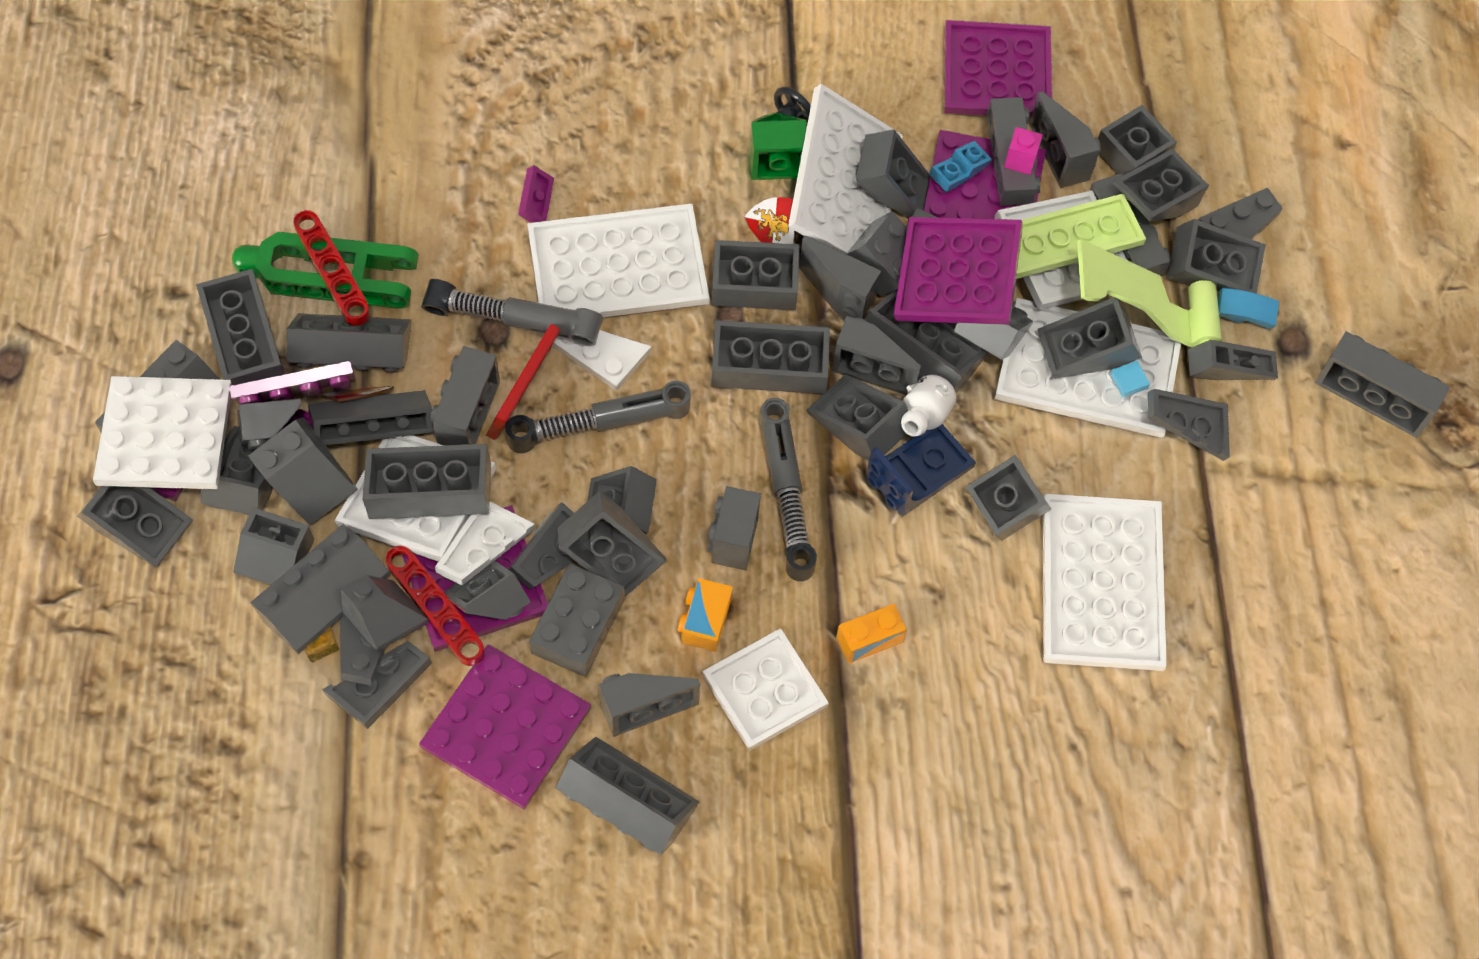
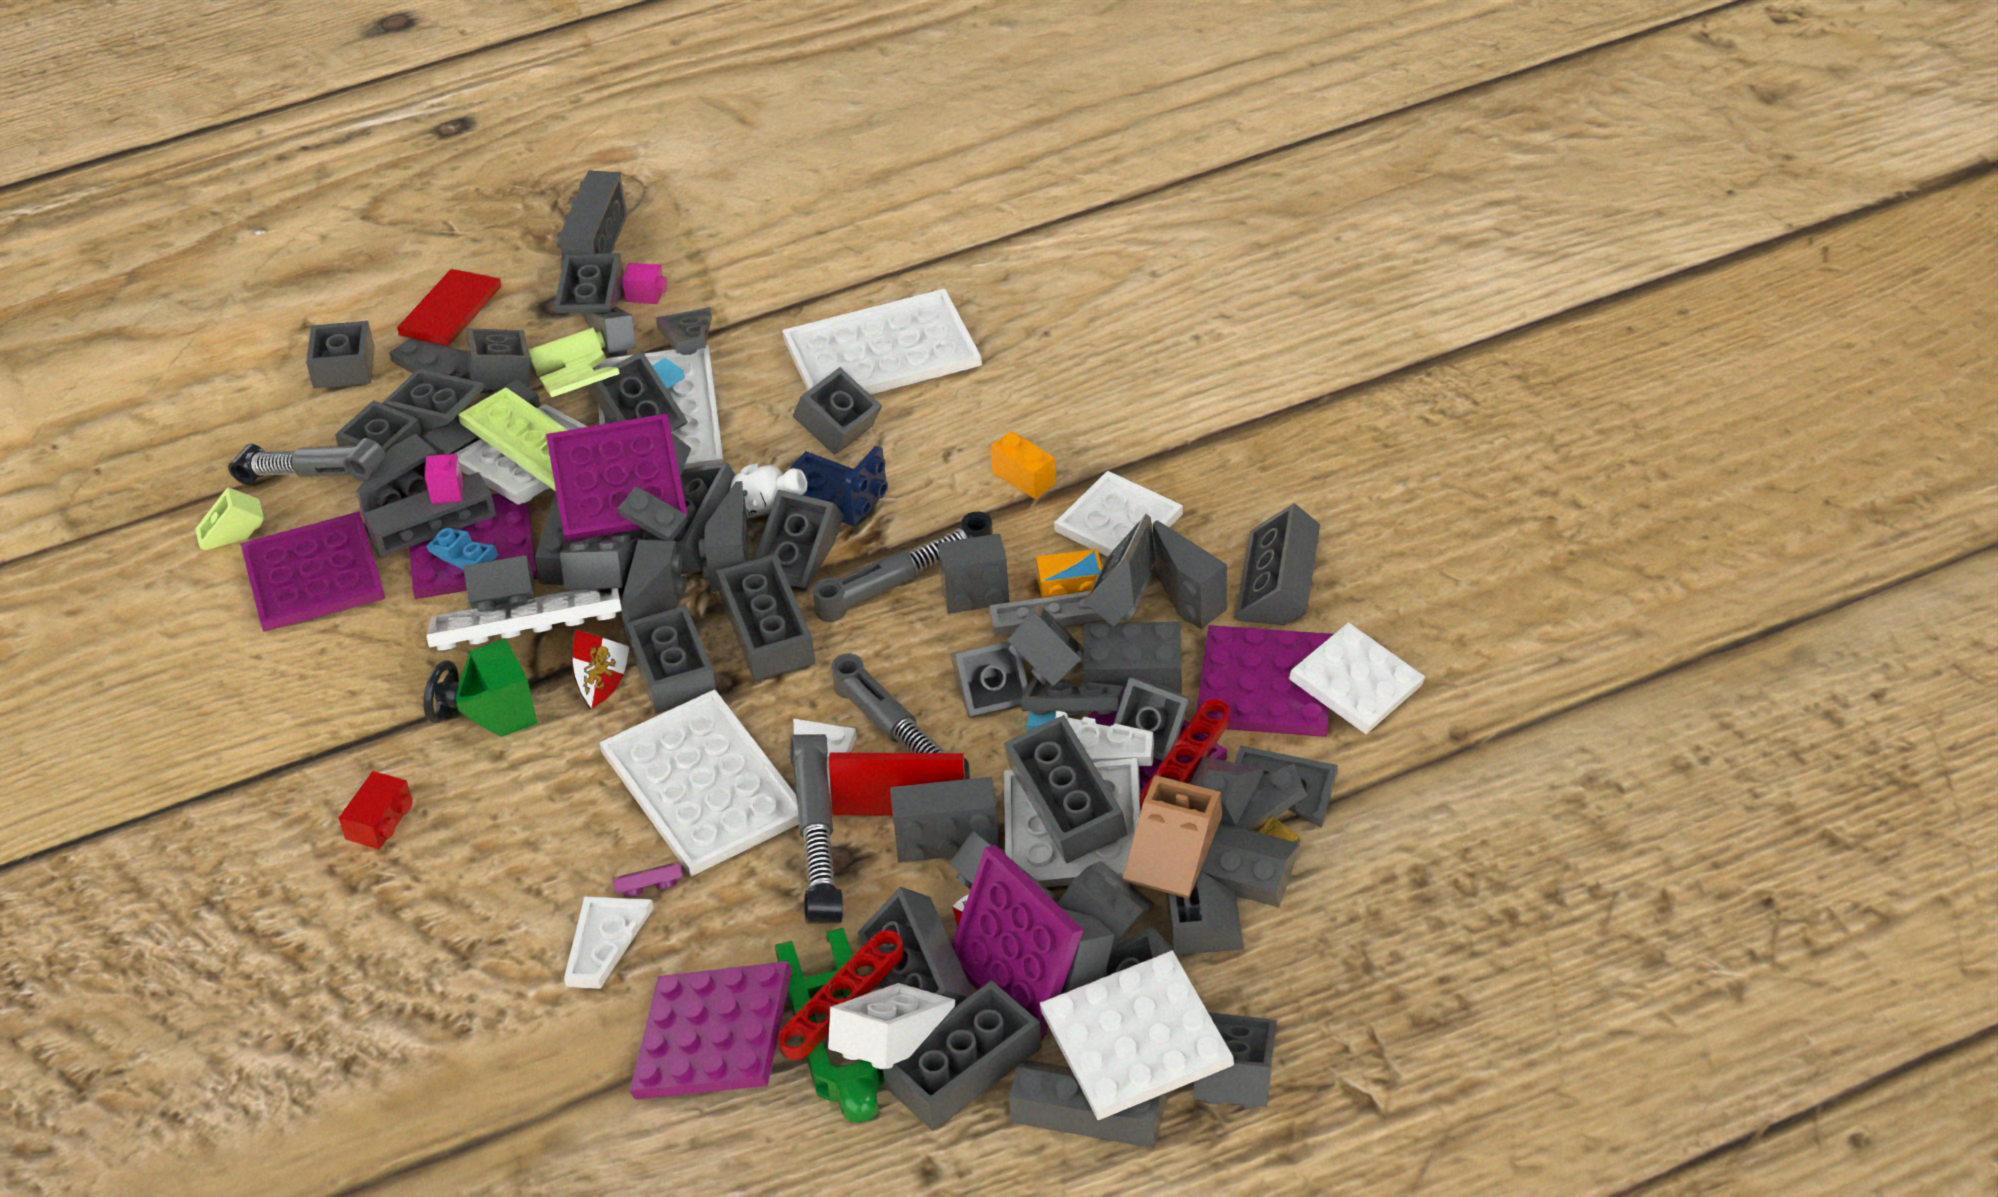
camera: 105 degrees left, 20 degrees down
(276, 280) = (886, 1024): none -> white slope
(324, 532) = (1173, 836): none -> medium nougat slope
(361, 188) = (711, 1031): none -> magenta plate
(456, 793) = (1357, 678): none -> white plate
(495, 153) = (602, 937): none -> white wing
(652, 631) = (1124, 575): none -> dark grey slope
(672, 587) = (1066, 609): none -> light grey plate
(701, 48) = (376, 810): none -> red brick
(899, 284) = (652, 514): none -> dark grey plate
(1074, 94) = (353, 460): none -> dark grey piece
(1084, 28) = (229, 520): none -> yellowish green slope
(1249, 306) = (539, 328): dark azure slope -> none
(1269, 144) = (340, 354): none -> dark grey brick
(1283, 354) = (589, 283): none -> dark grey slope
(1286, 410) = (643, 283): none -> dark pink brick
(1316, 248) = (449, 307): none -> red tile

